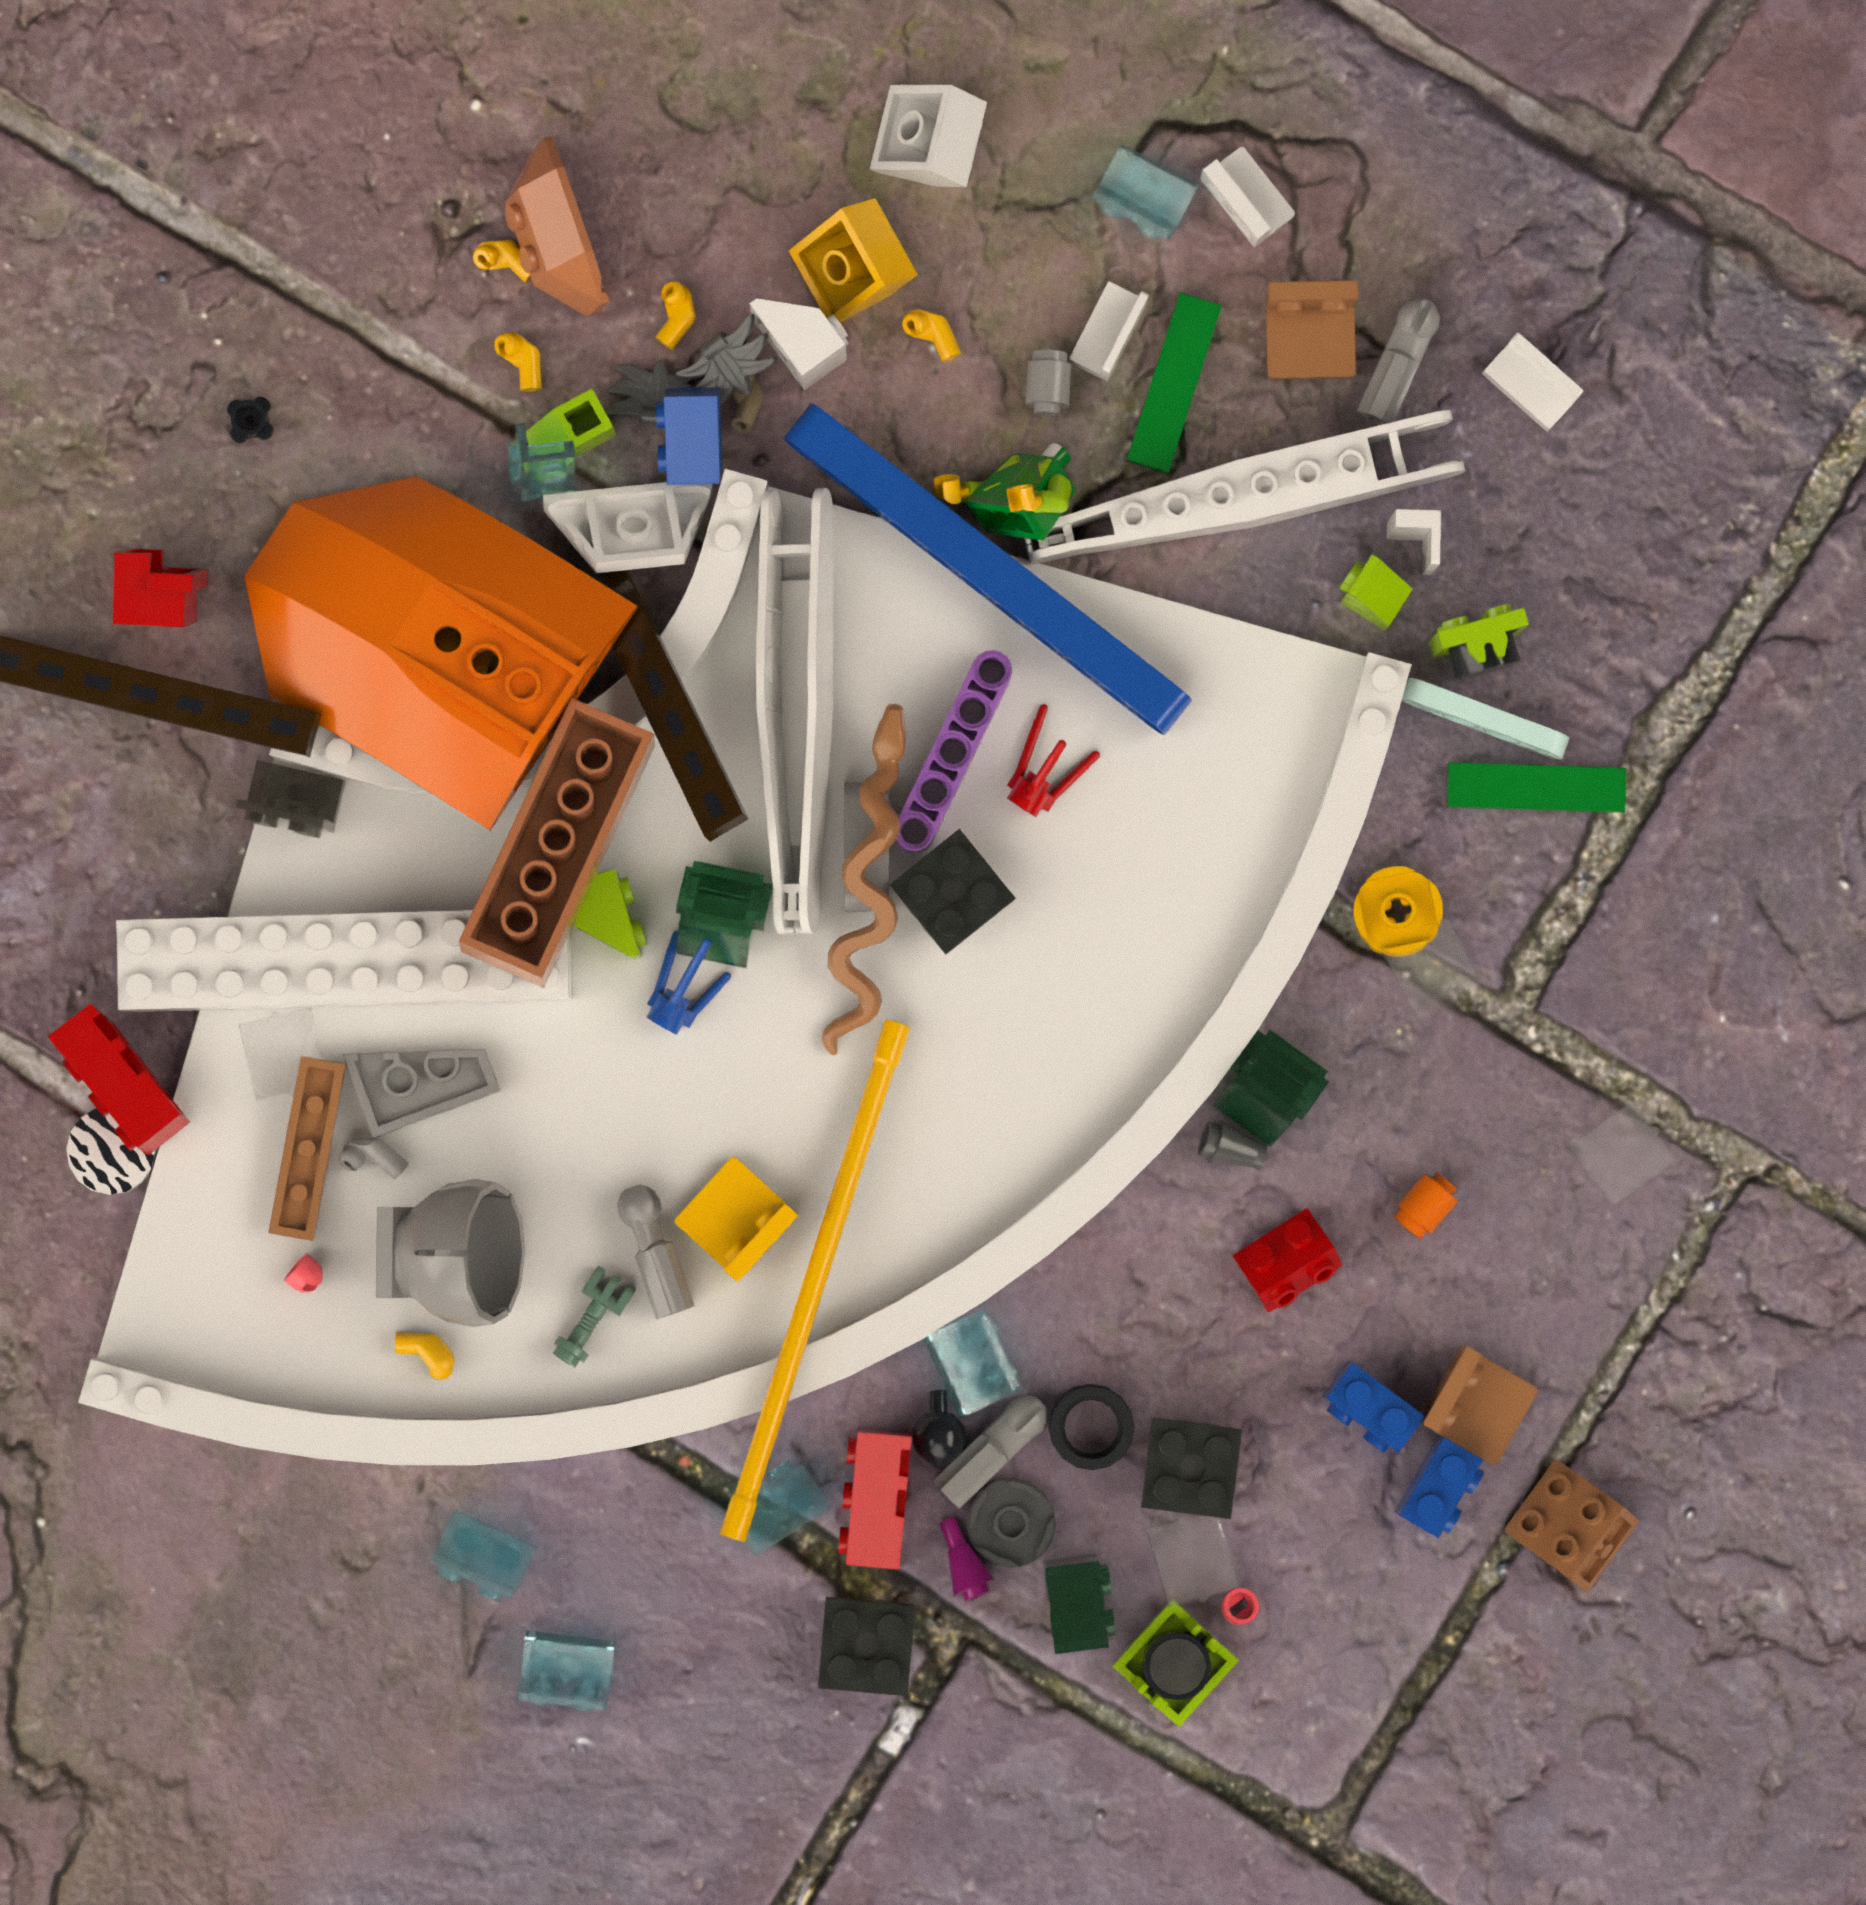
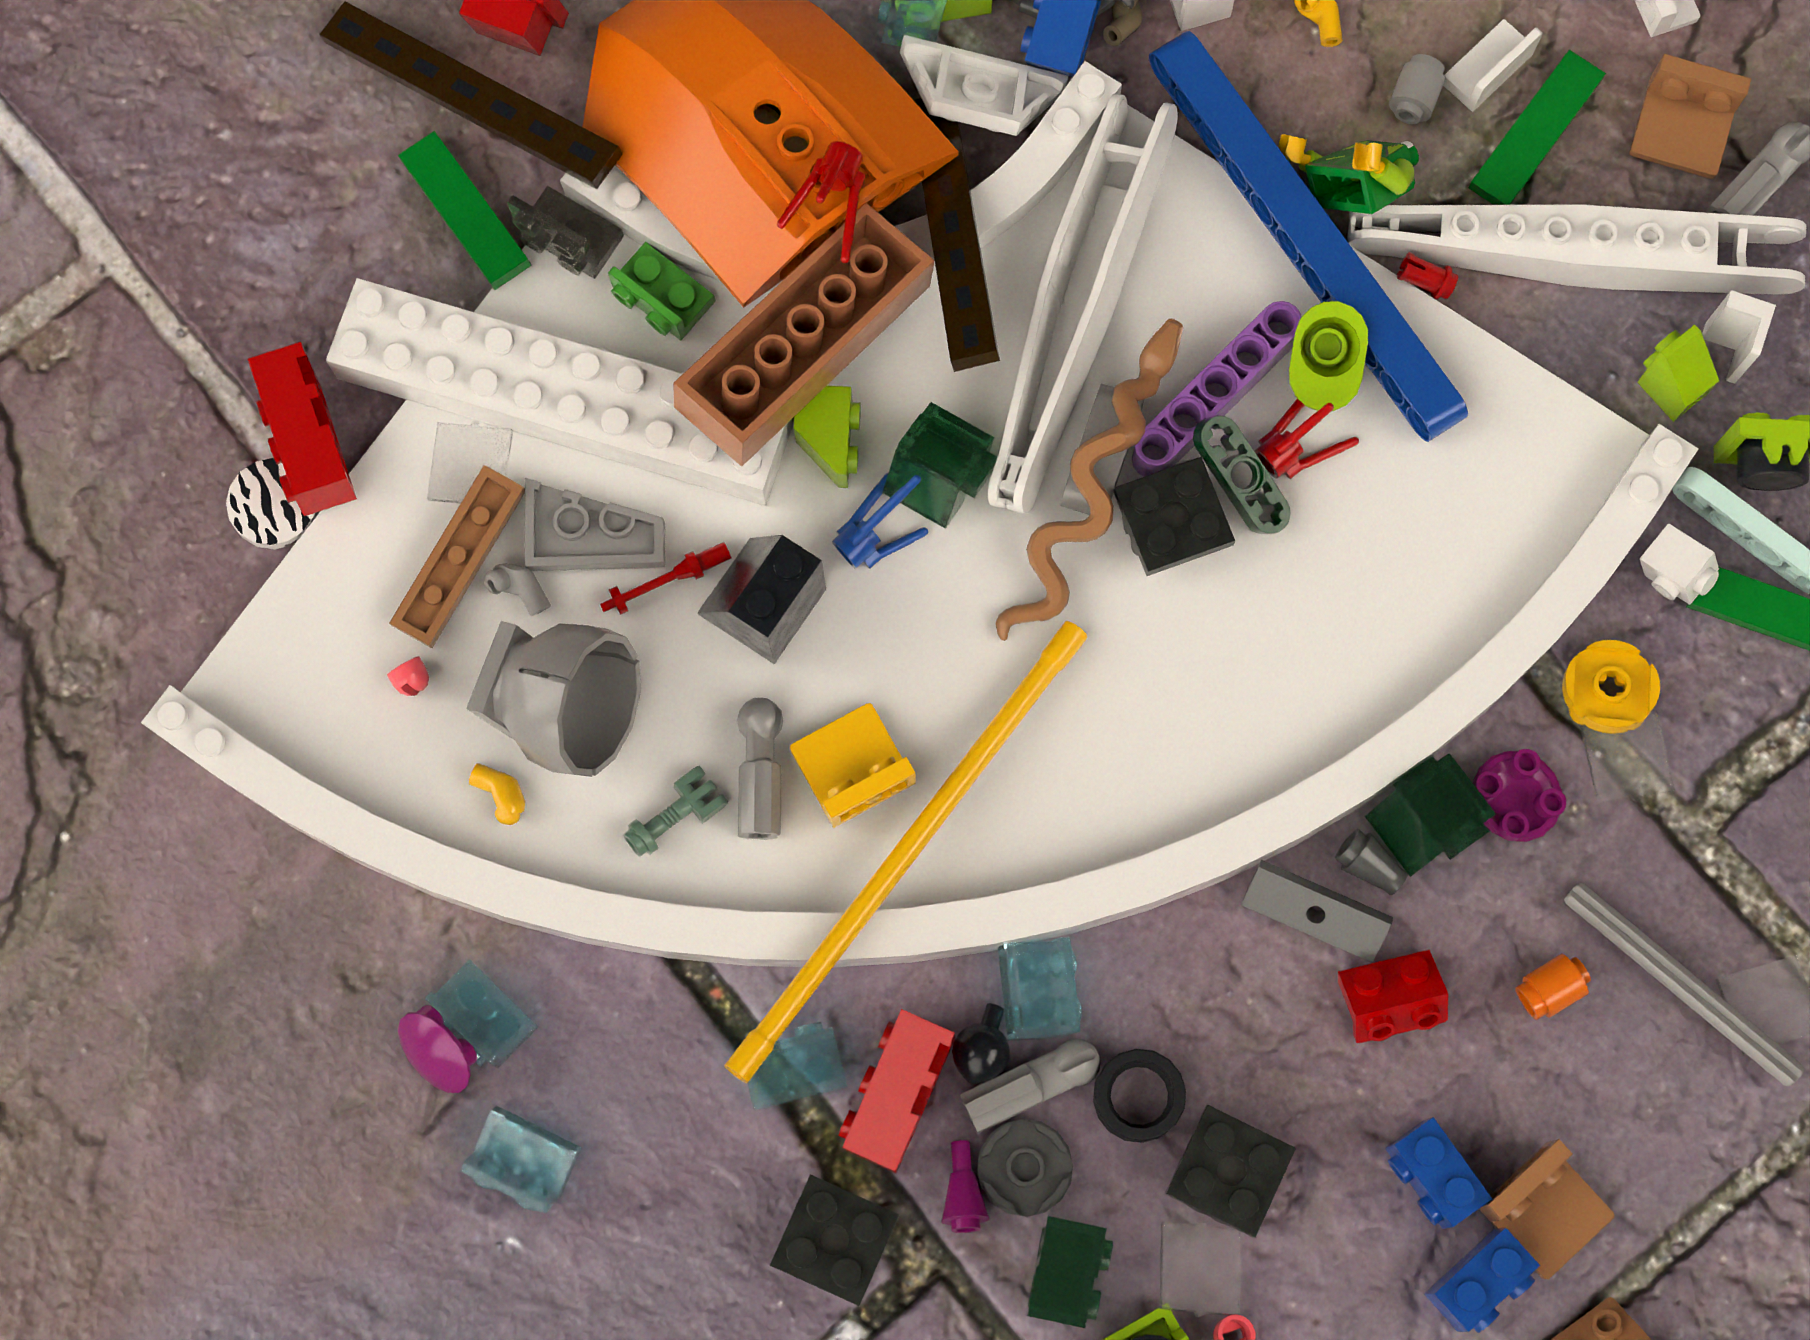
camera: 25 degrees right, 10 degrees down
(184, 806) = (464, 210): none -> green tile
(401, 826) = (662, 291): none -> bright green bracket
(456, 1602) = (435, 1050): none -> magenta dish
(525, 1083) = (691, 566): none -> red piece
(537, 682) = (836, 171): none -> red plant
(601, 1091) = (766, 594): none -> black slope
(1033, 836) = (1271, 494): none -> dark green beam
(1046, 691) = (1328, 355): none -> lime piece
(1114, 569) = (1428, 276): none -> red pin
(1196, 1208) = (1340, 923): none -> tile
(1345, 1039) = (1521, 794): none -> magenta dish
(1427, 778) = (1679, 565): none -> white brick
(1540, 1162) = (1684, 984): none -> light grey axle

